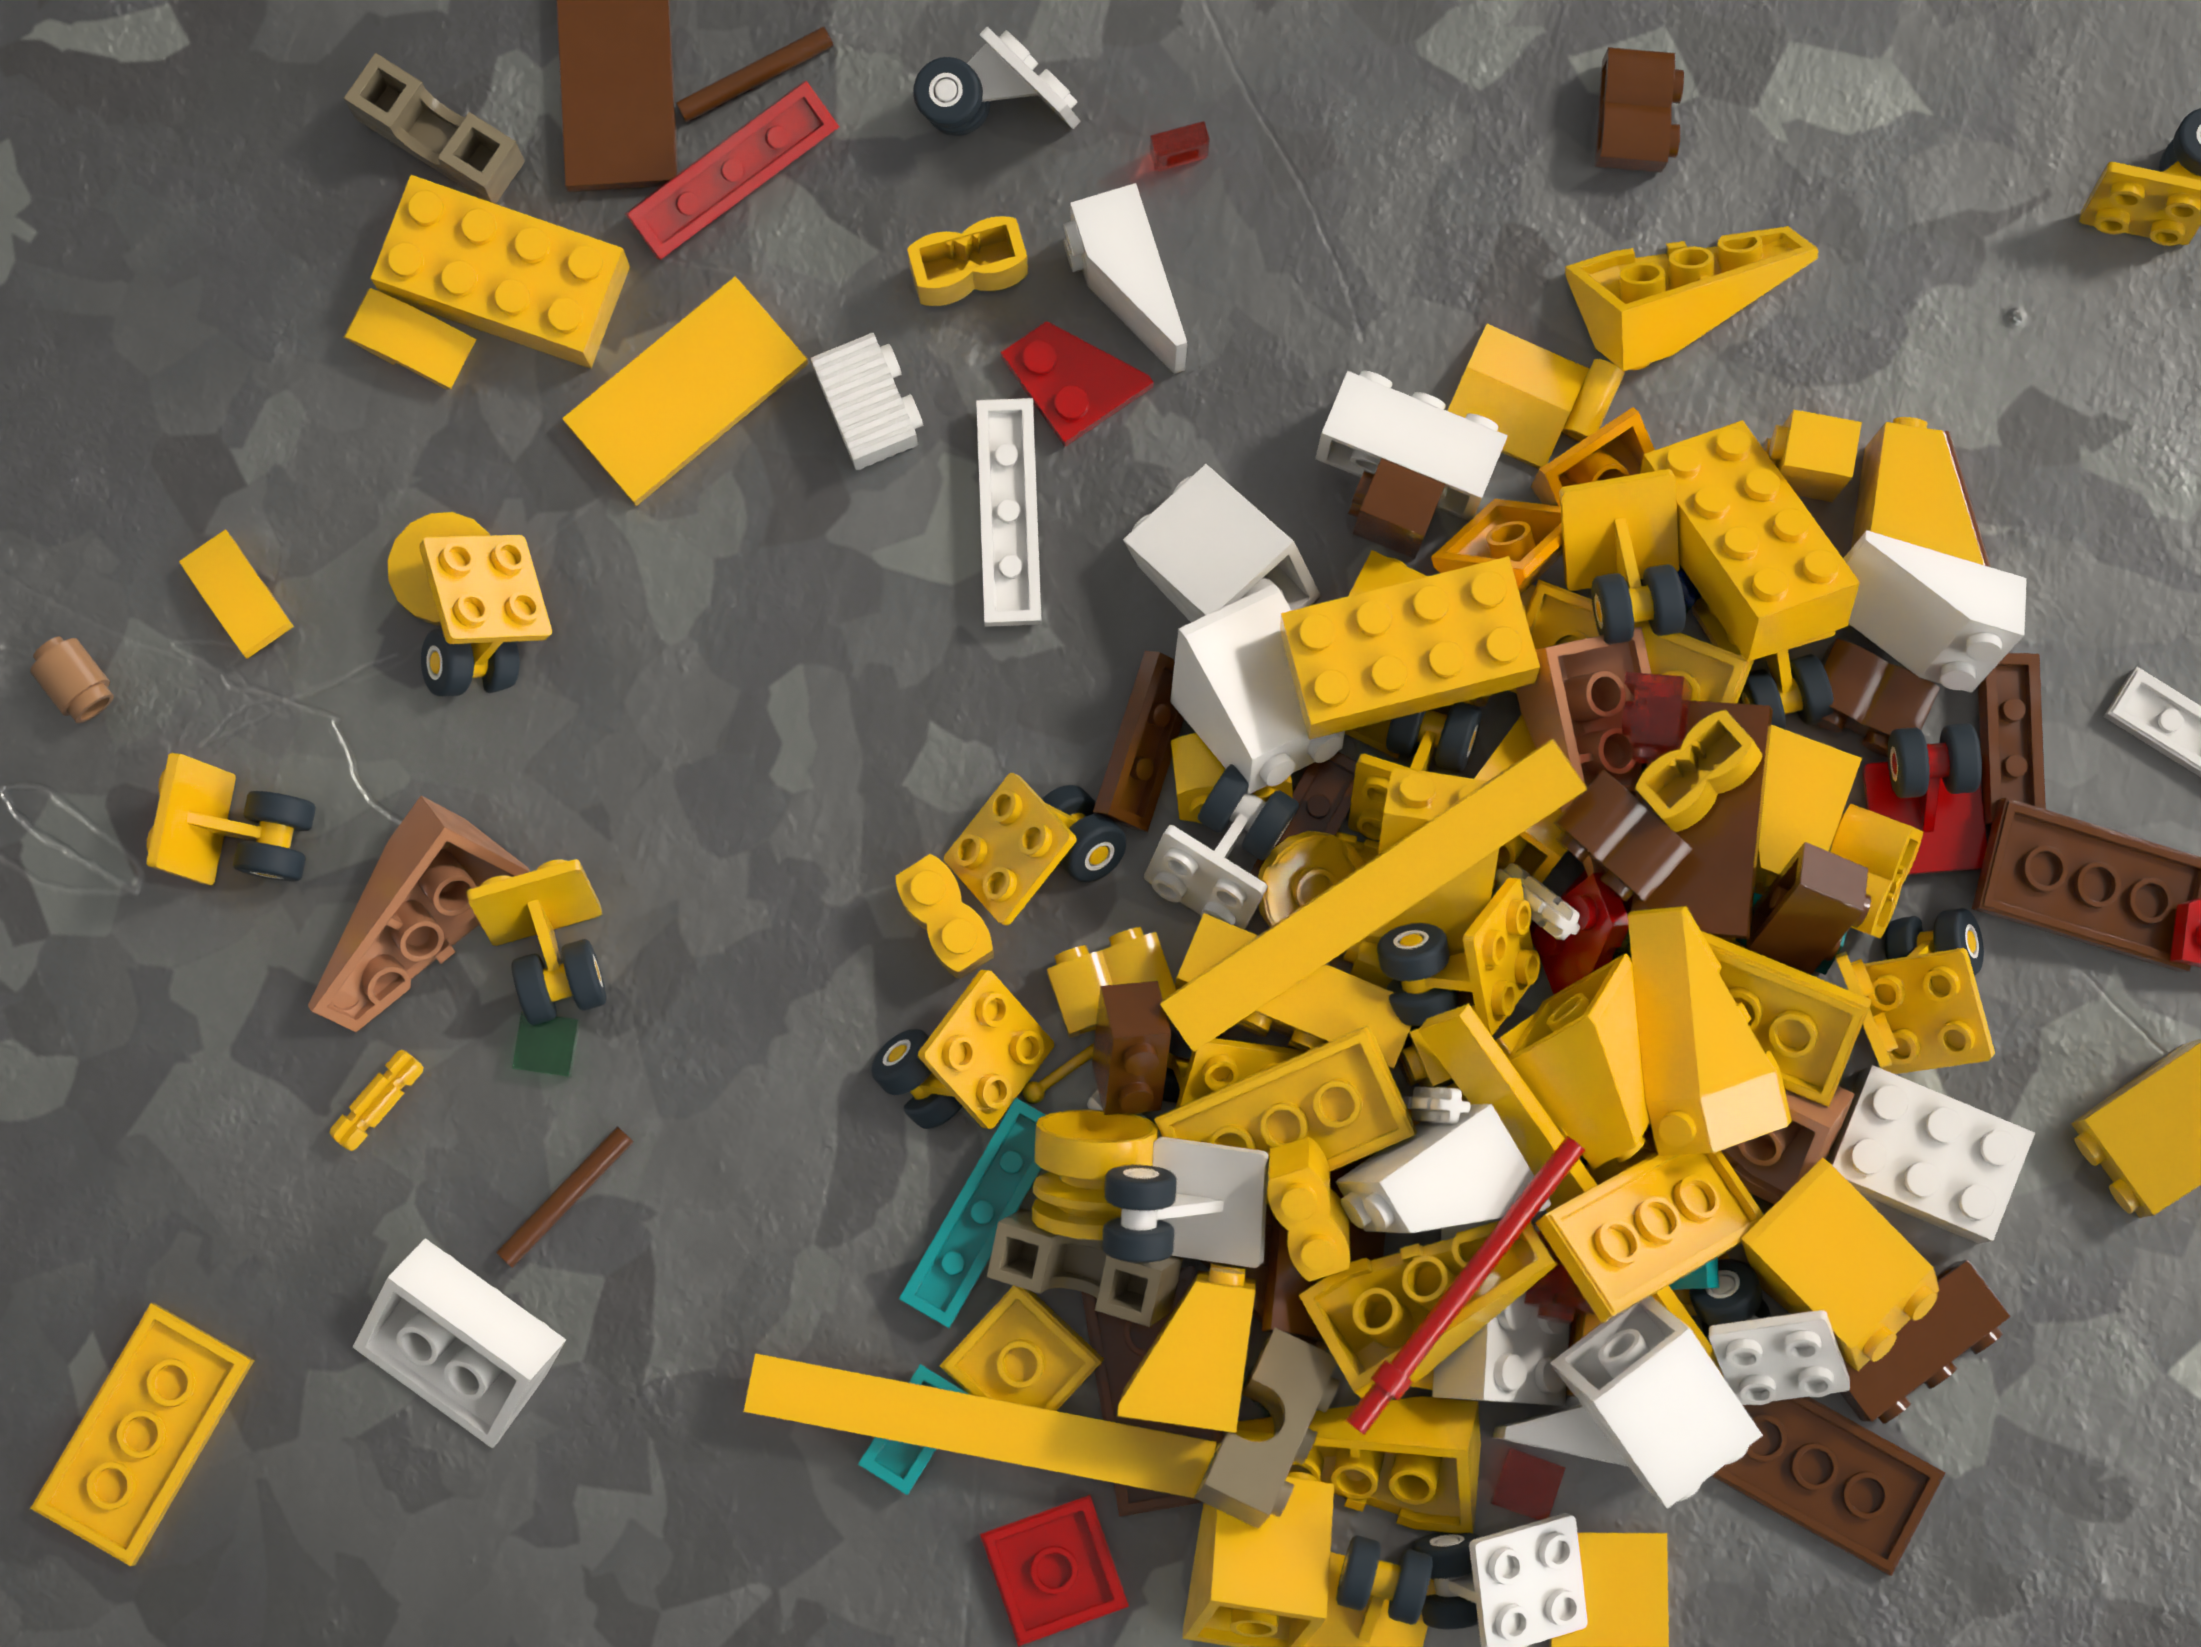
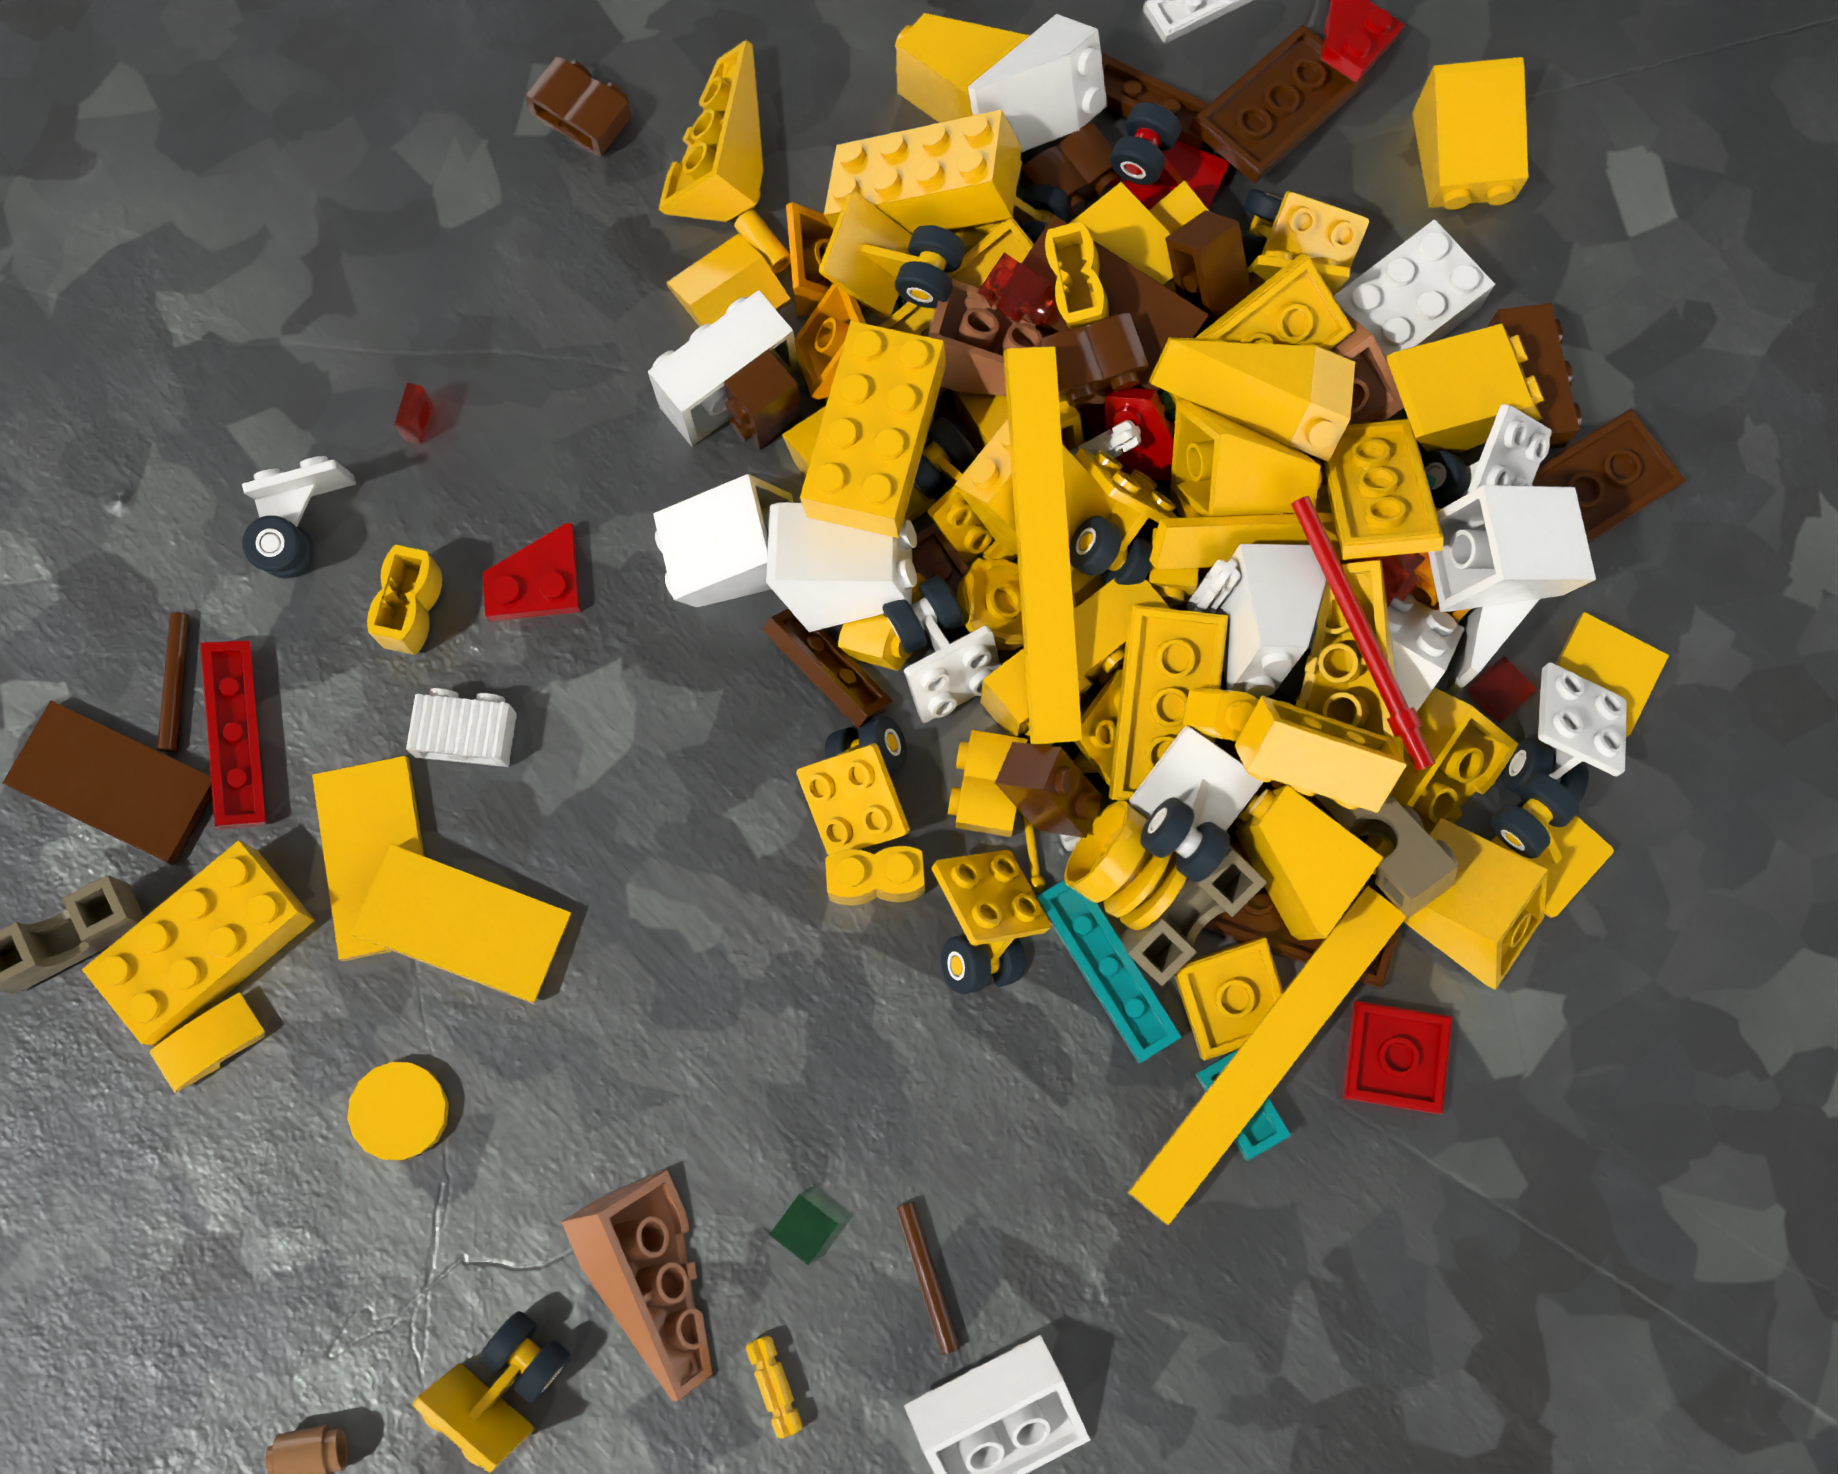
camera: 60 degrees left, 5 degrees down
(236, 594) = (320, 1285): yellow slope -> none
(484, 605) = (445, 1092): yellow plate -> none
(536, 905) = (695, 1176): yellow plate -> none
(664, 521) = (461, 924): none -> yellow tile
(1008, 512) = (605, 672): white plate -> none
(1122, 266) = (482, 491): white slope -> none
(1302, 1306) = (1319, 755): none -> yellow brick
(1815, 453) = (887, 103): yellow brick -> none

